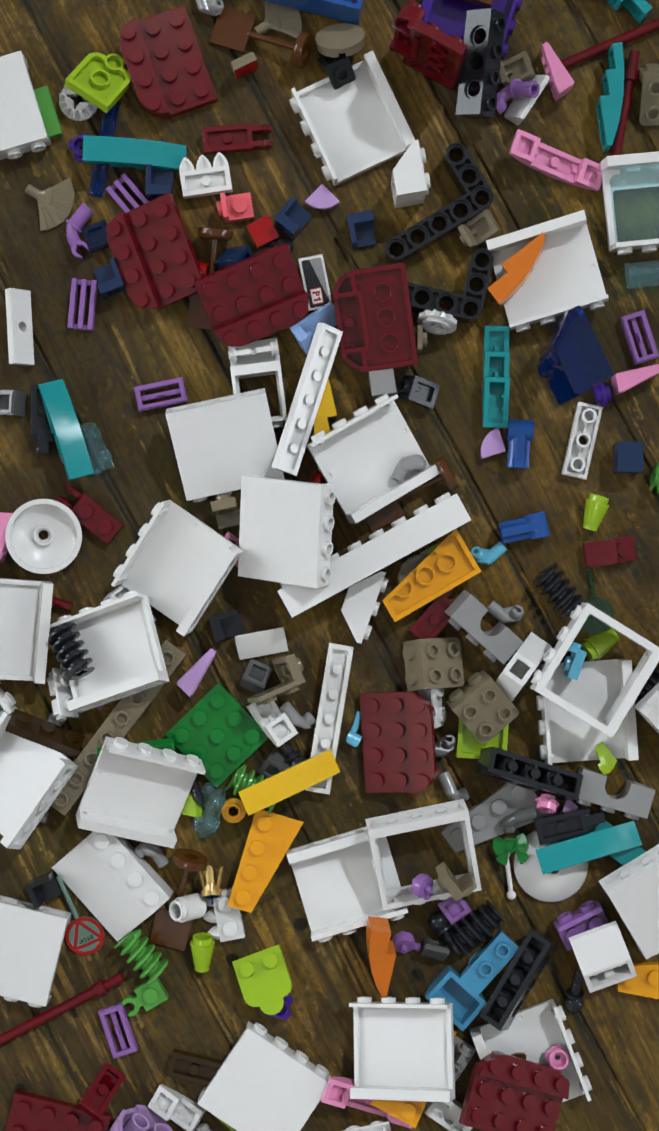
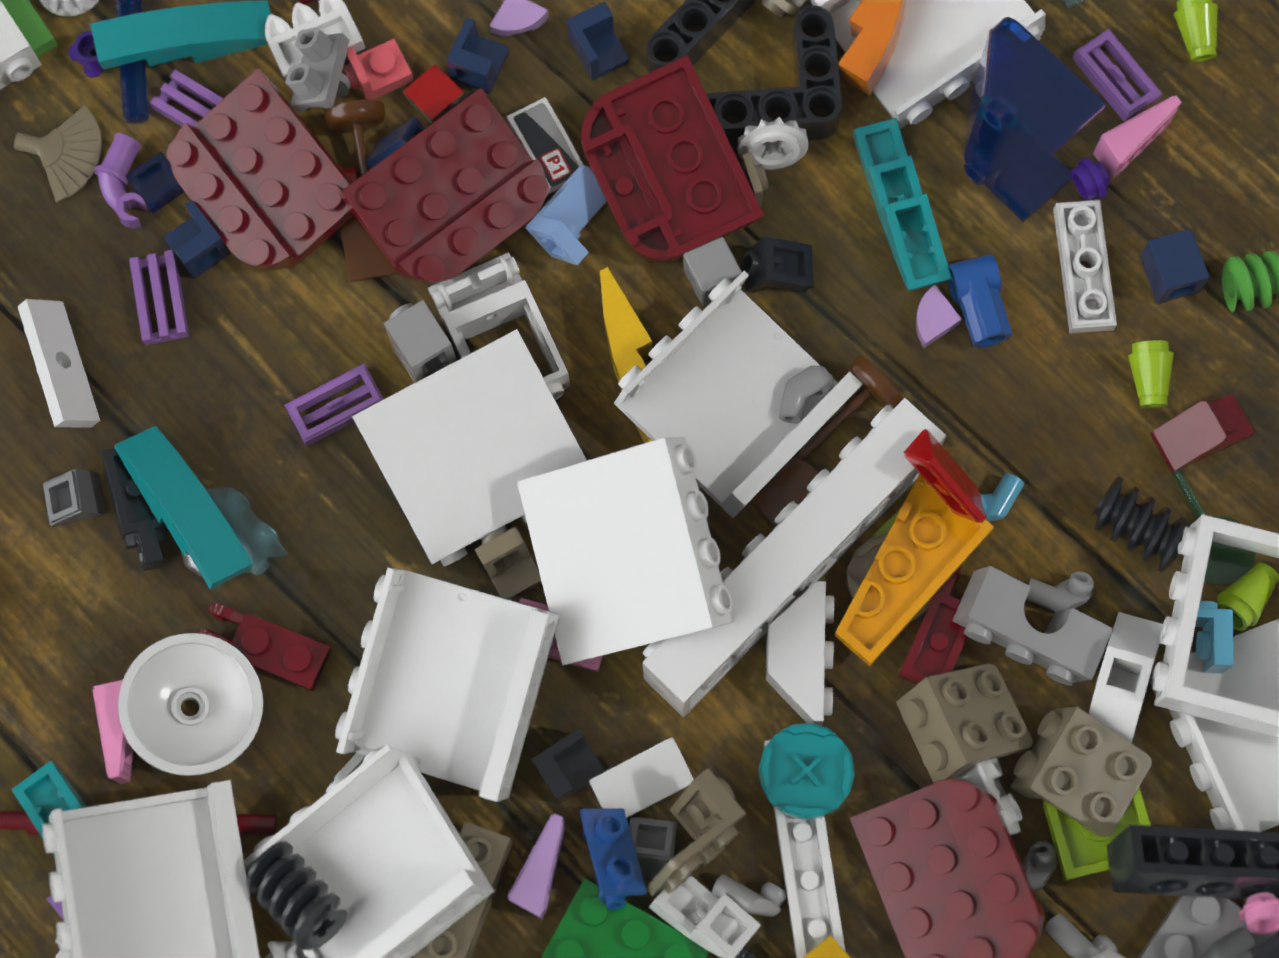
camera: 15 degrees left, 15 degrees down
(158, 182) = (234, 65): dark blue panel -> none
(203, 203) = (319, 74): none -> light grey hips
(213, 379) = (419, 340): none -> light grey brick
(235, 677) = (612, 855): none -> blue hinge
(307, 399) = (592, 326): white plate -> none
(344, 665) = (806, 771): none -> teal tile
(352, 737) = (863, 906): medium azure hand -> none
(464, 541) = (945, 477): none -> red slope
(528, 527) = (1049, 431): blue piece -> none

